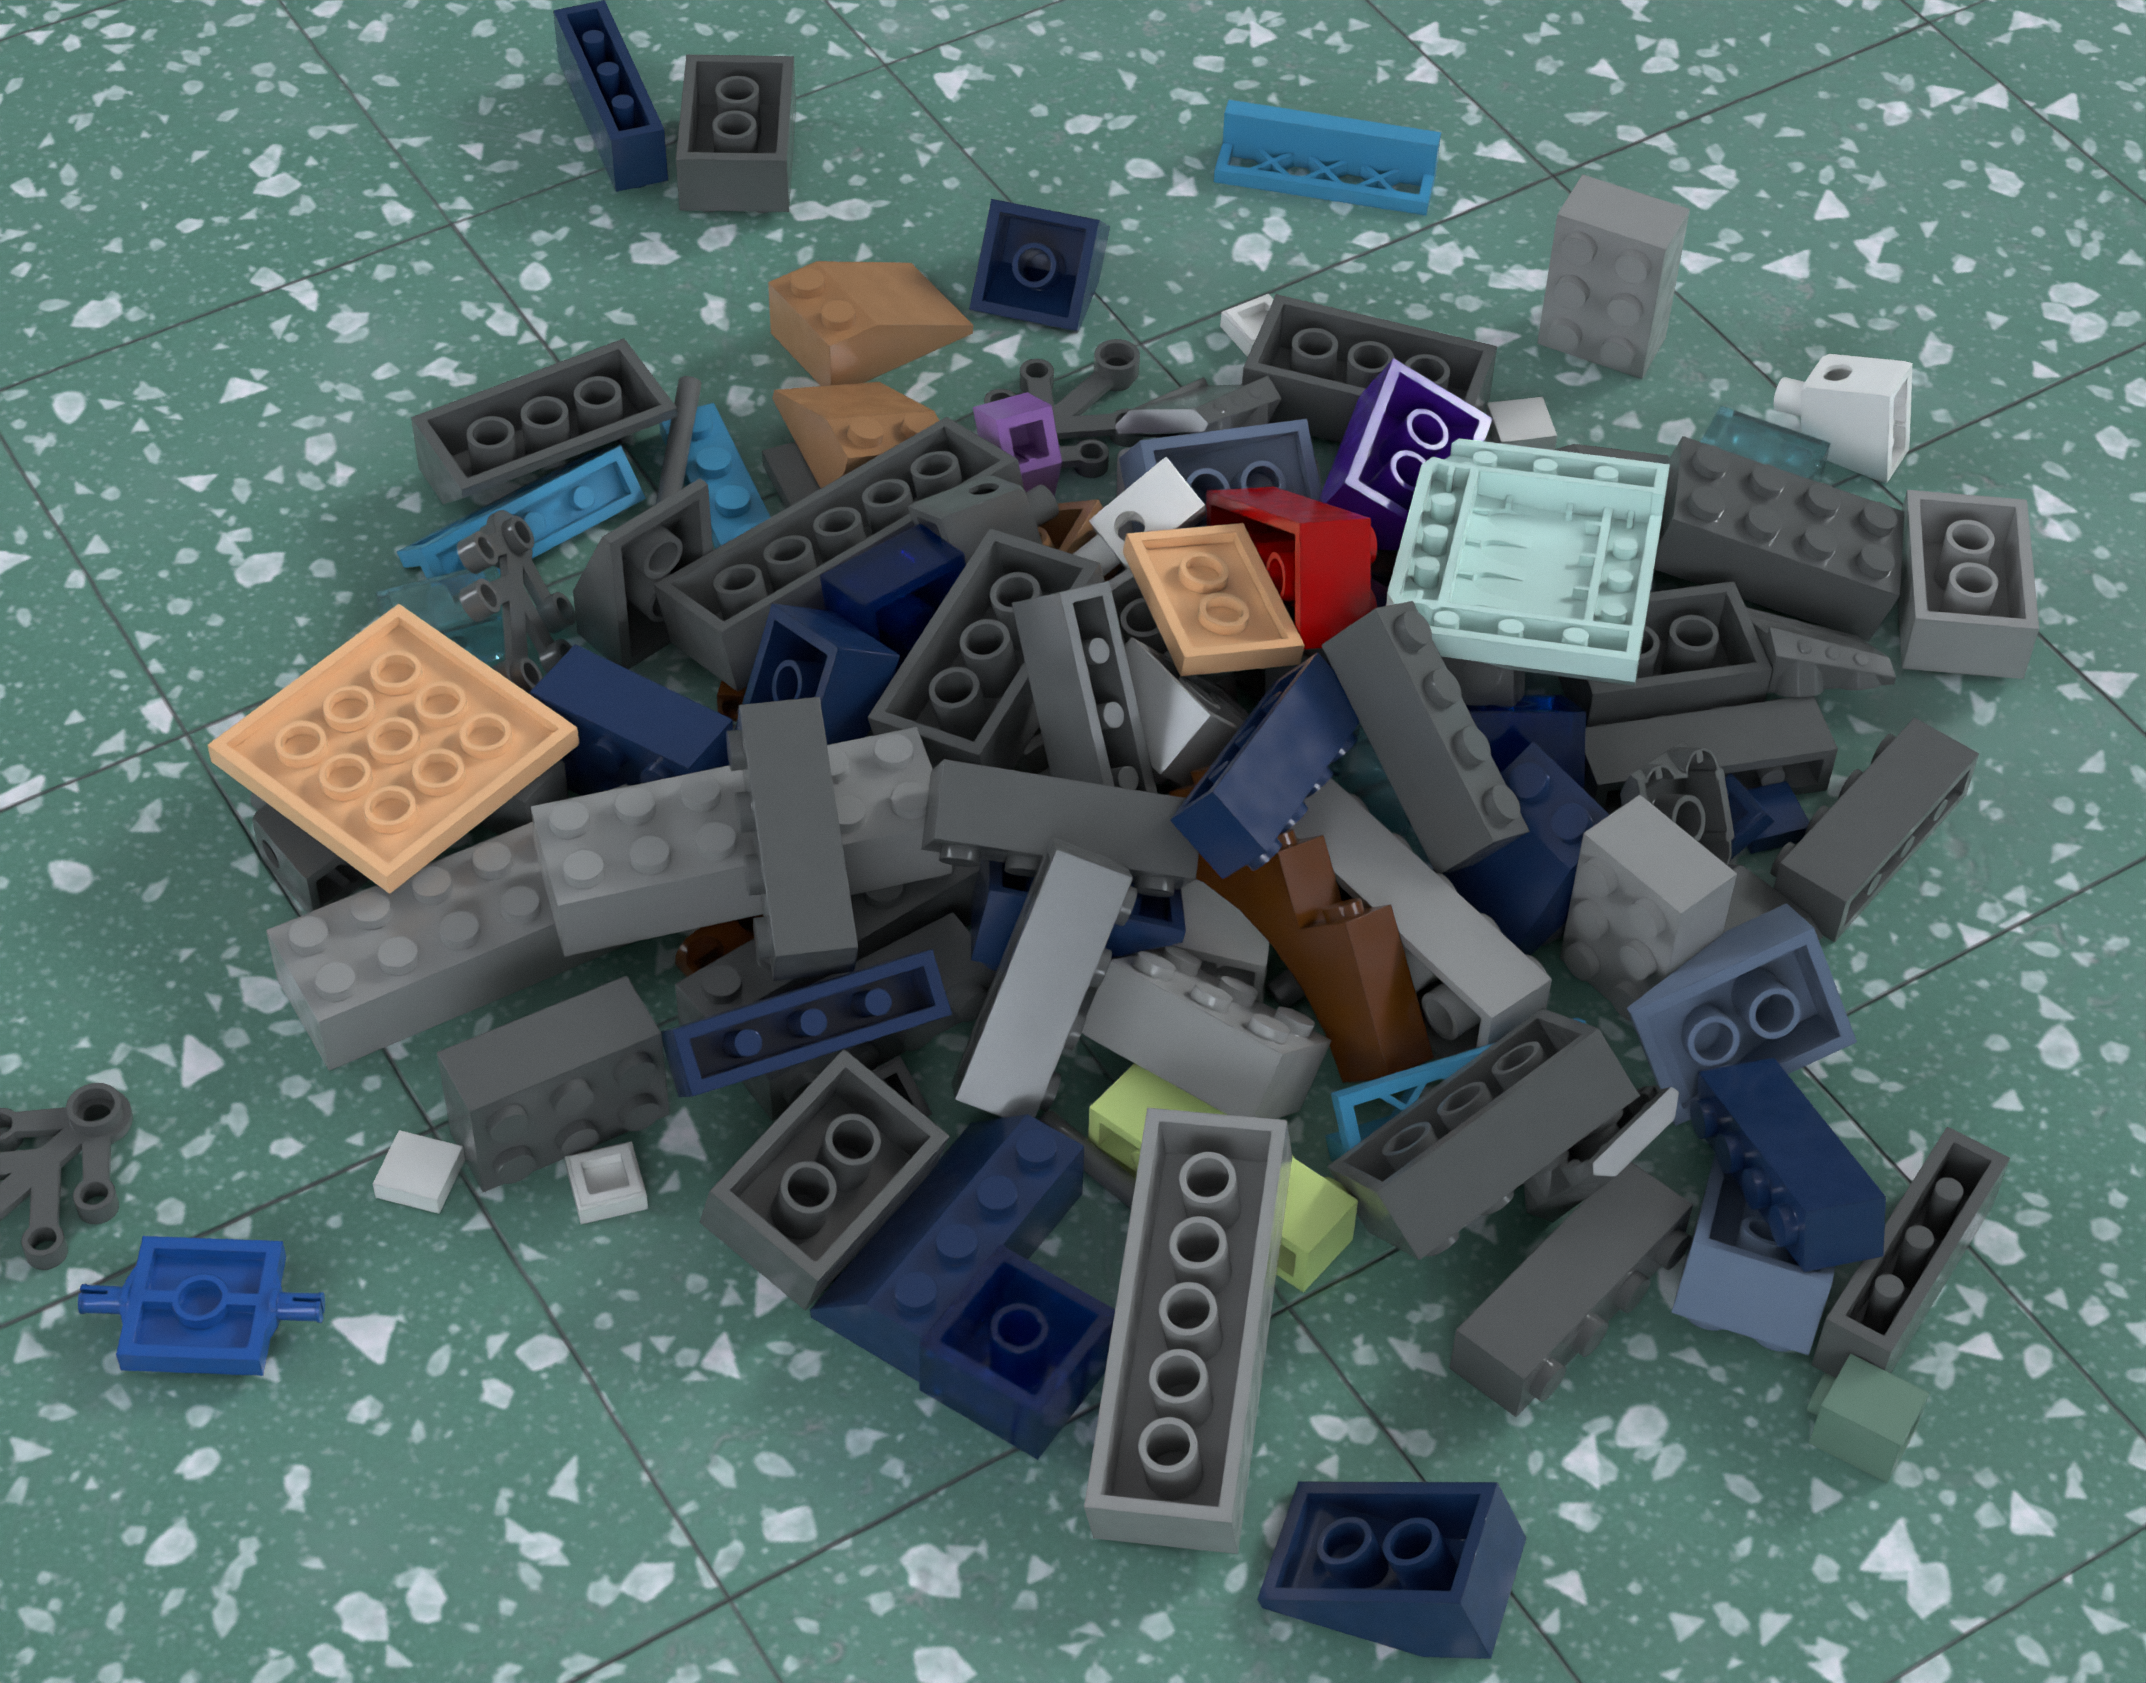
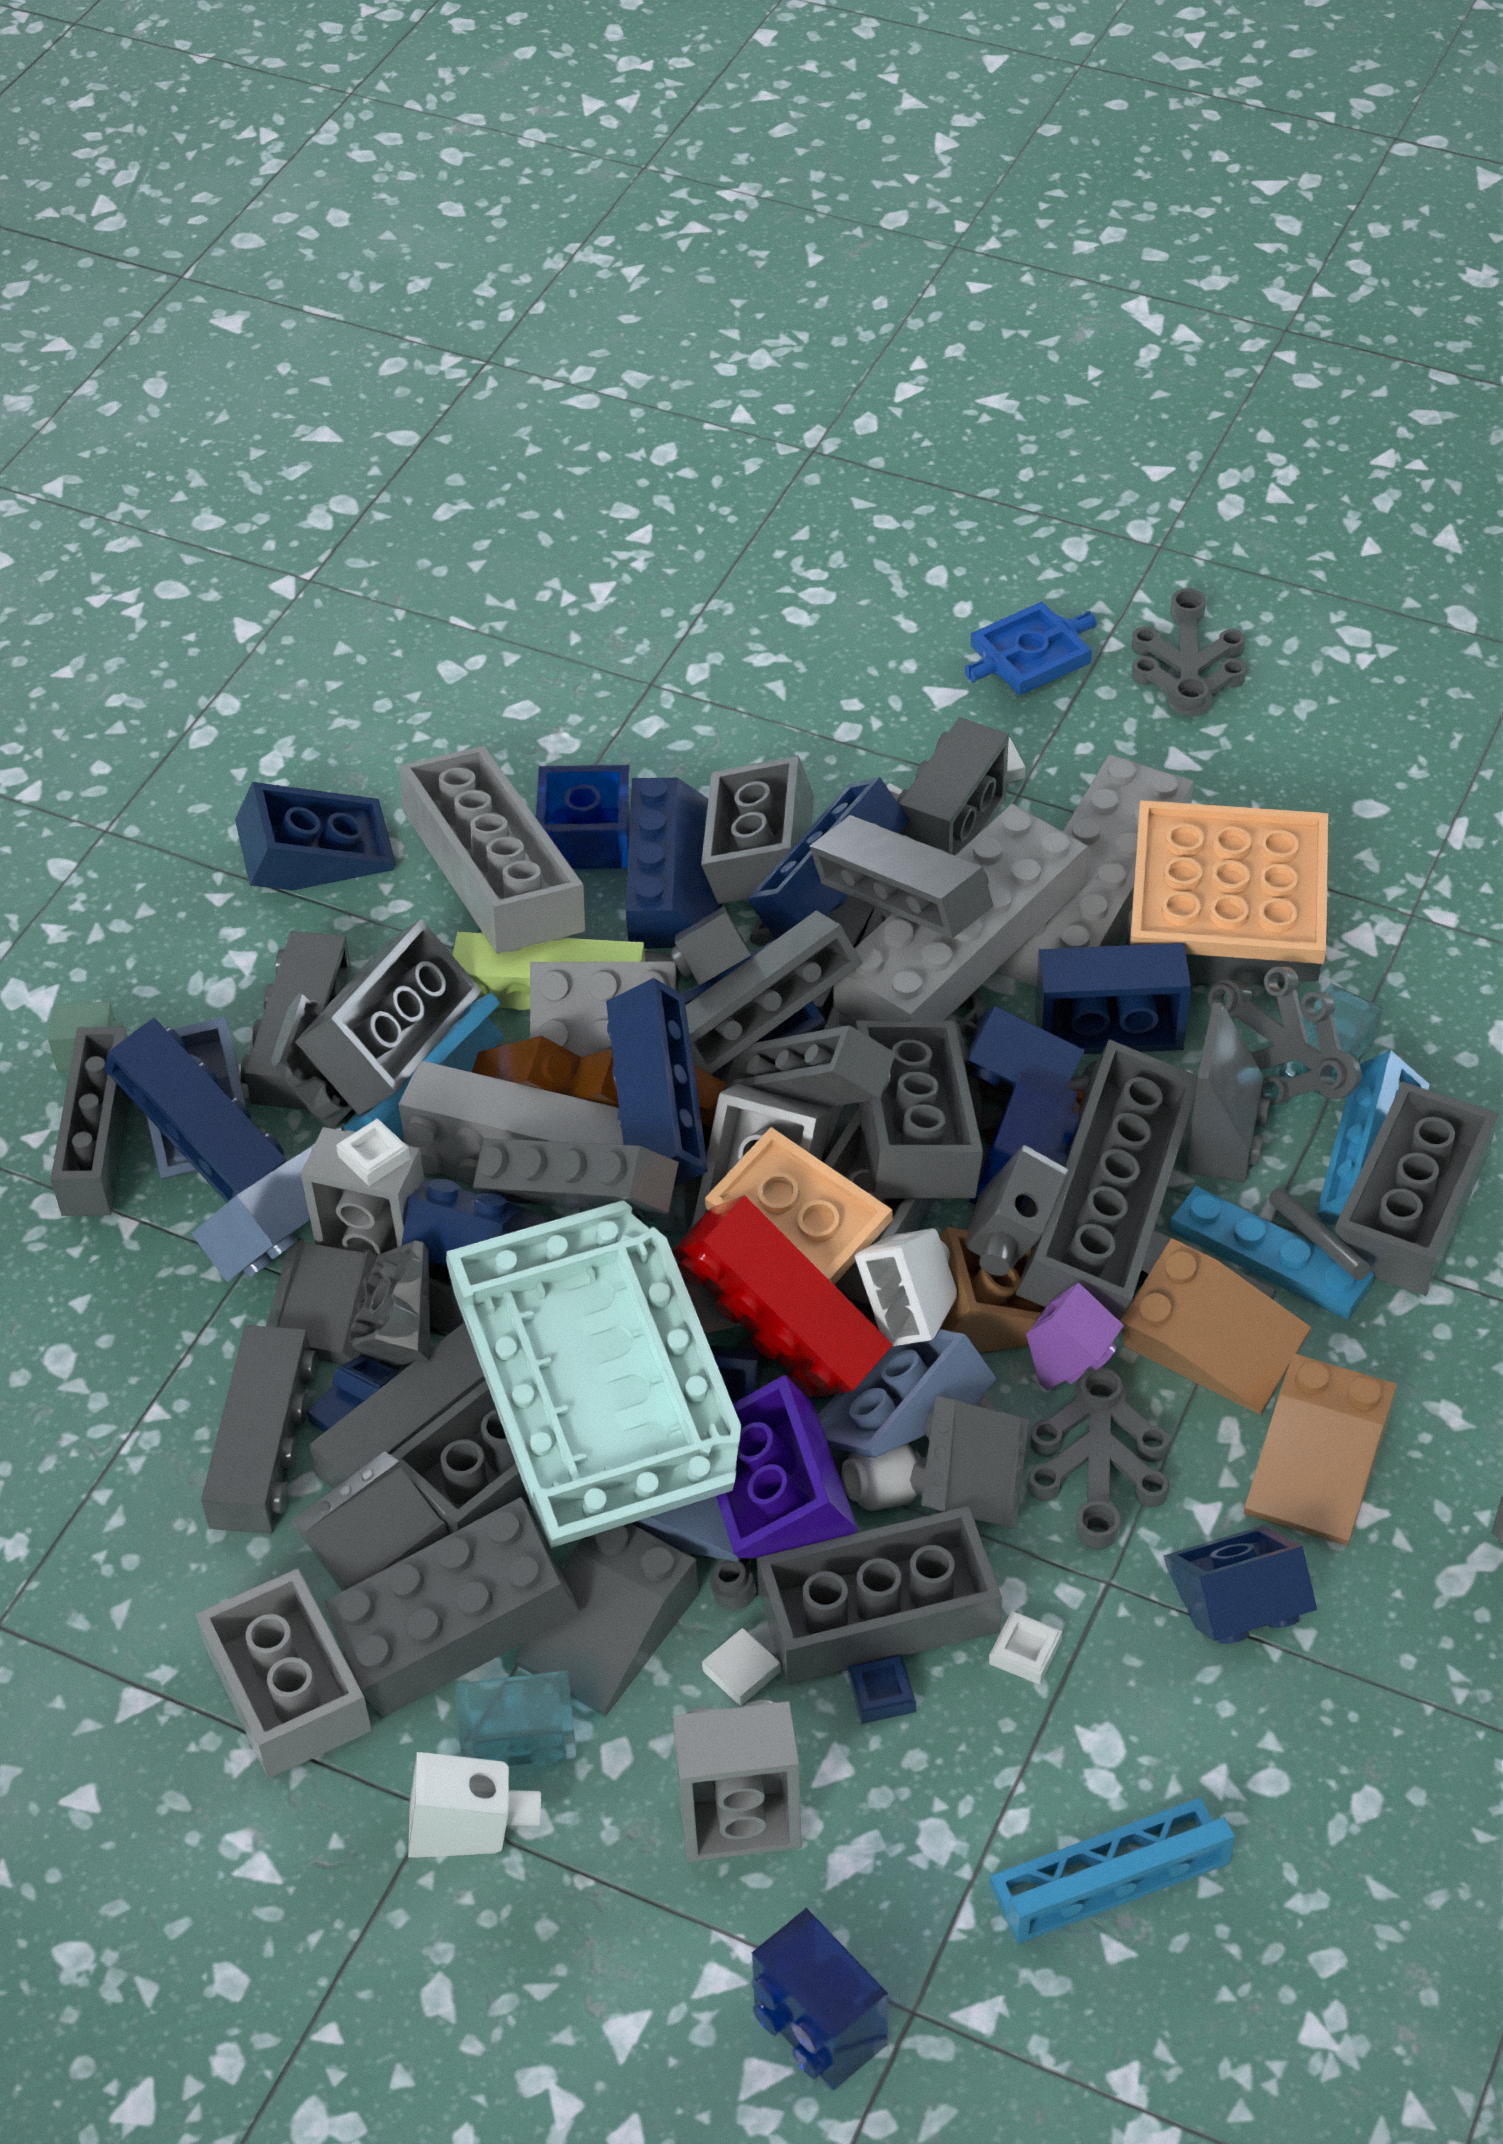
camera: 150 degrees right, 0 degrees up
(1642, 140) = (819, 2000): none -> clear blue brick
(1644, 839) = (373, 1152): none -> white tile

